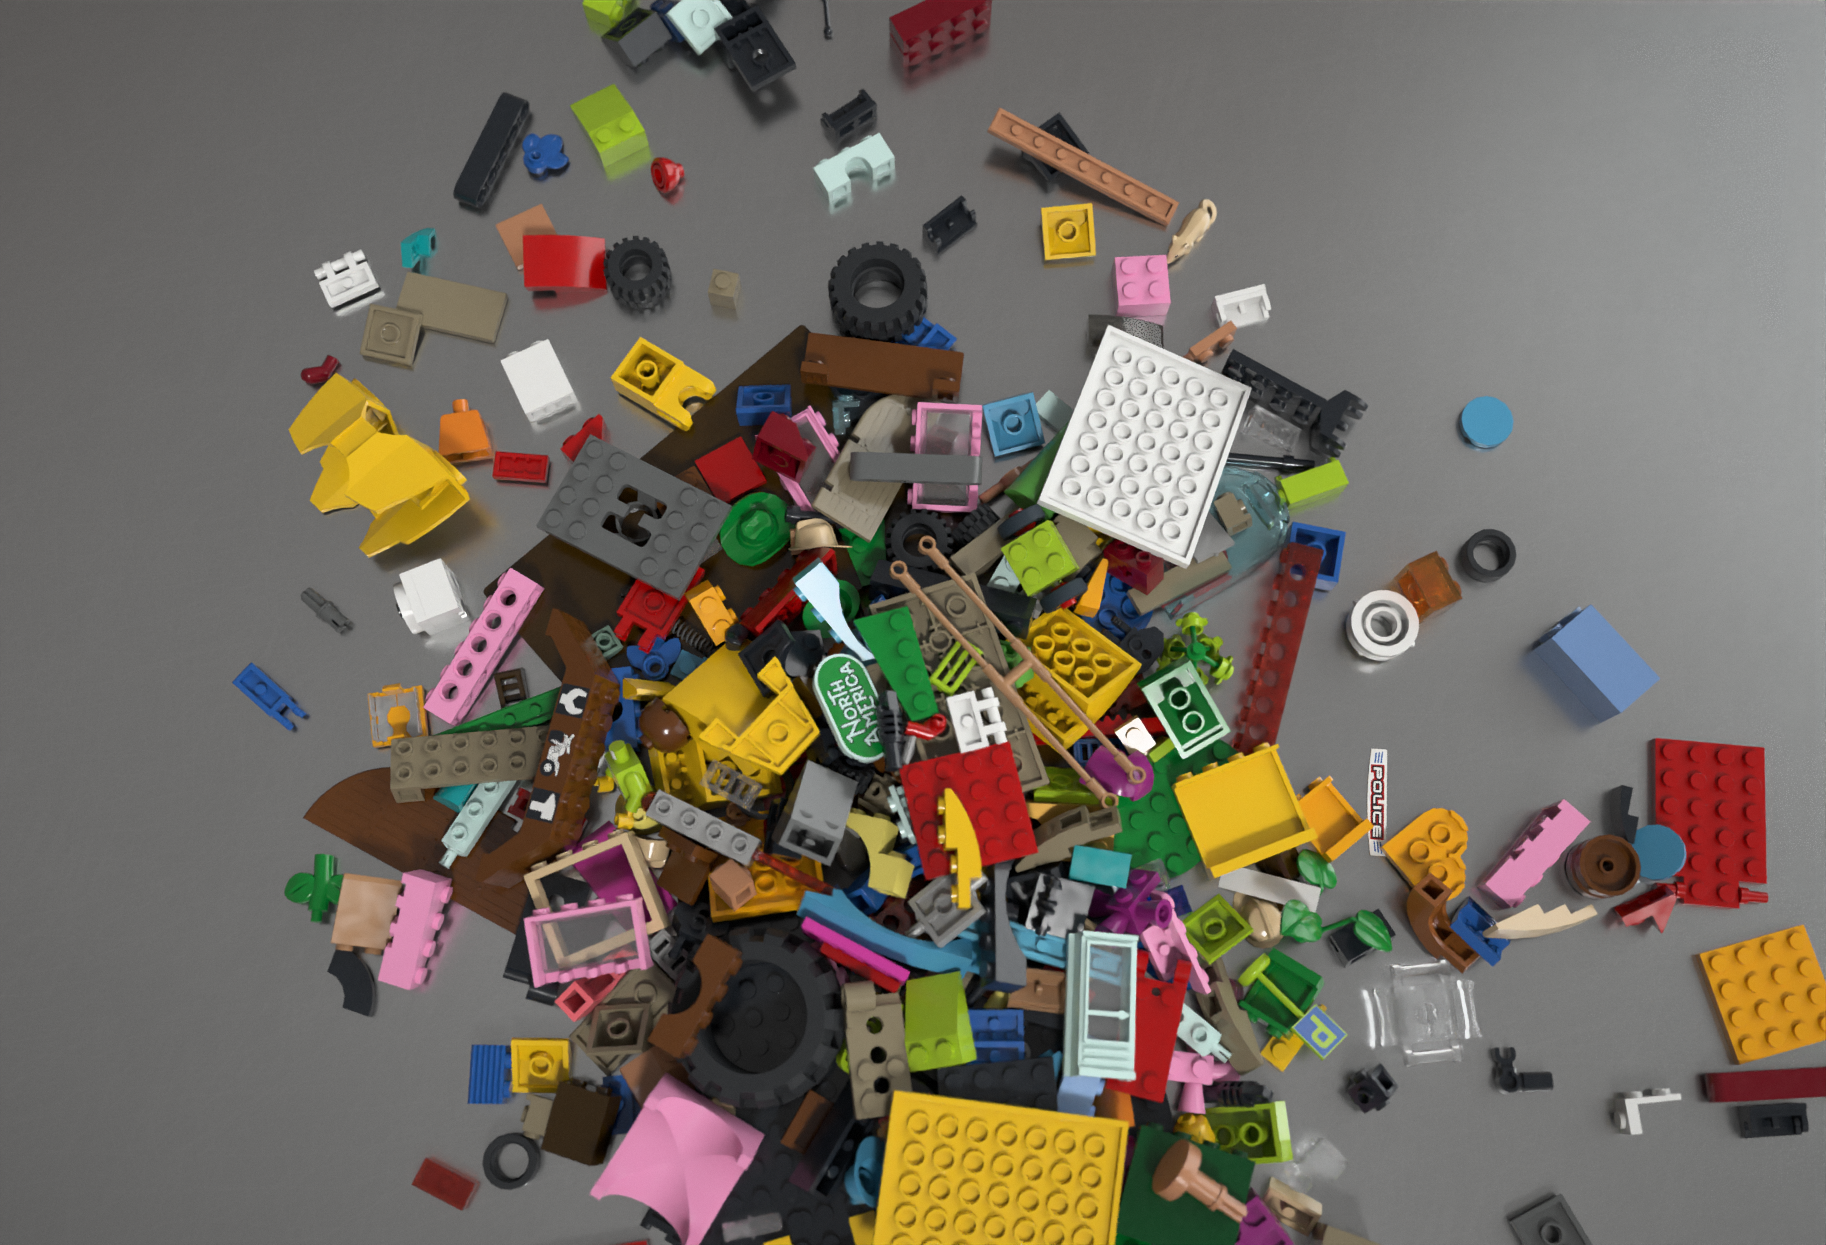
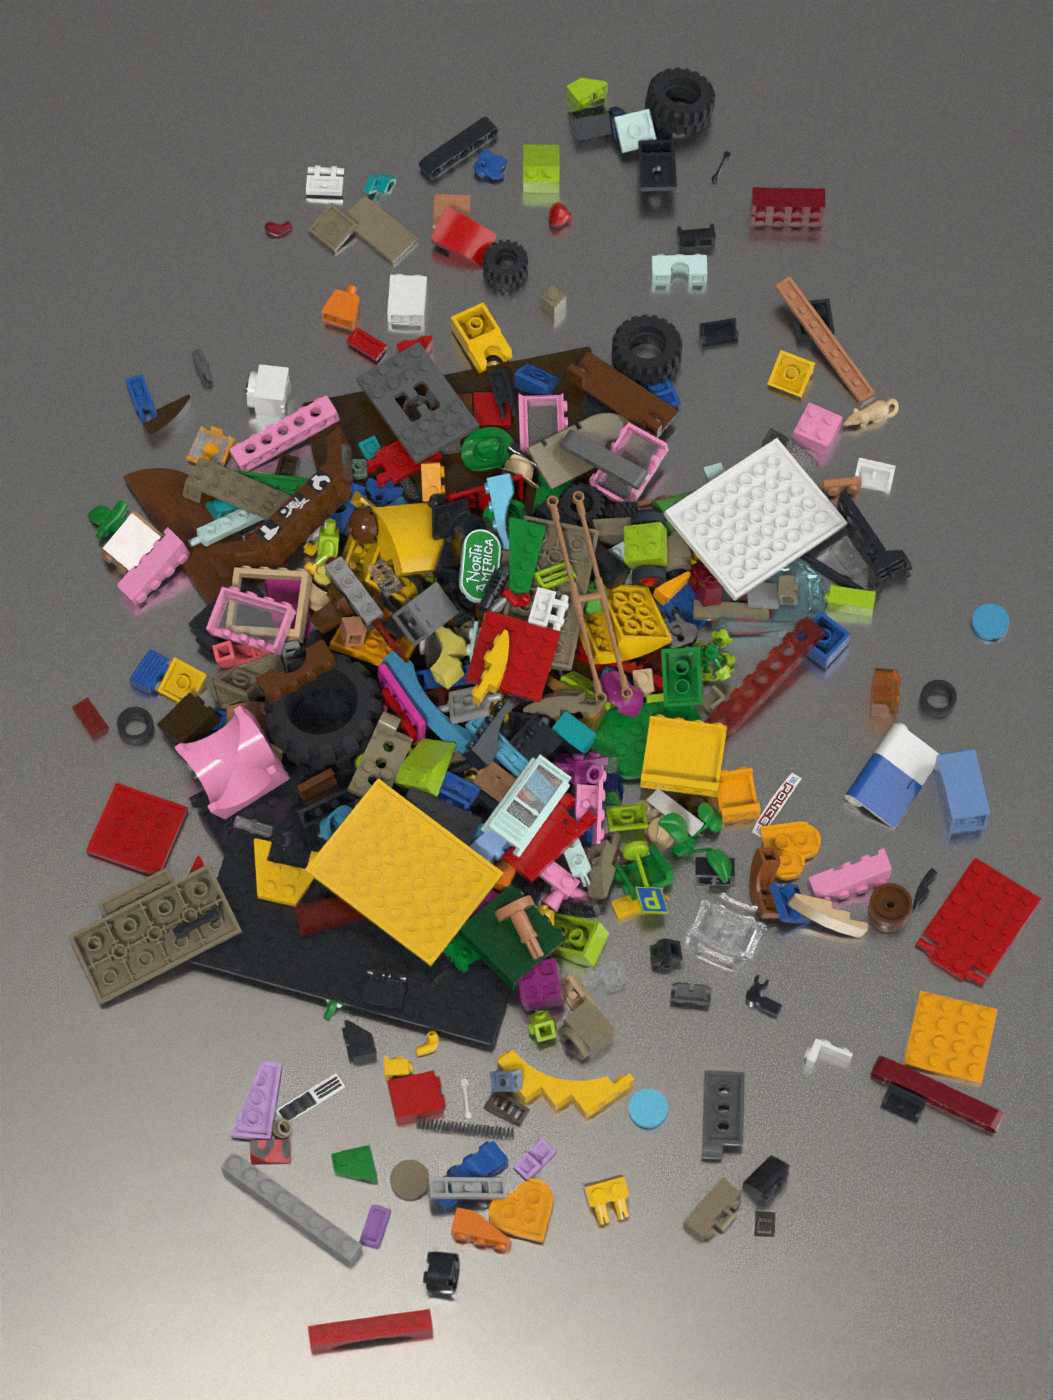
camera: 30 degrees right, 10 degrees down
(318, 705) = (167, 418): none -> dark brown slope
(355, 980) = (101, 583): black tile -> none
(373, 466) = (280, 297): yellow piece -> none
(536, 1115) = (163, 707): dark tan brick -> none
(605, 606) = (369, 447): none -> teal slope
(729, 441) = (501, 391): none -> black hinge
(777, 734) = (427, 557): yellow wing -> none
(782, 448) = (528, 407): dark red slope -> none
(840, 418) = (578, 411): clear light blue bracket -> none
(1013, 423) = (684, 469): dark azure slope -> none
(1229, 707) = (712, 701): none -> dark tan panel
(1396, 611) = (844, 688): white piece -> none
(1433, 1127) = (699, 995): none -> dark grey hinge
(1495, 685) = (893, 775): none -> door
(1654, 904) = (908, 946): red slope -> none
(1659, 852) = (929, 918): dark azure tile -> none

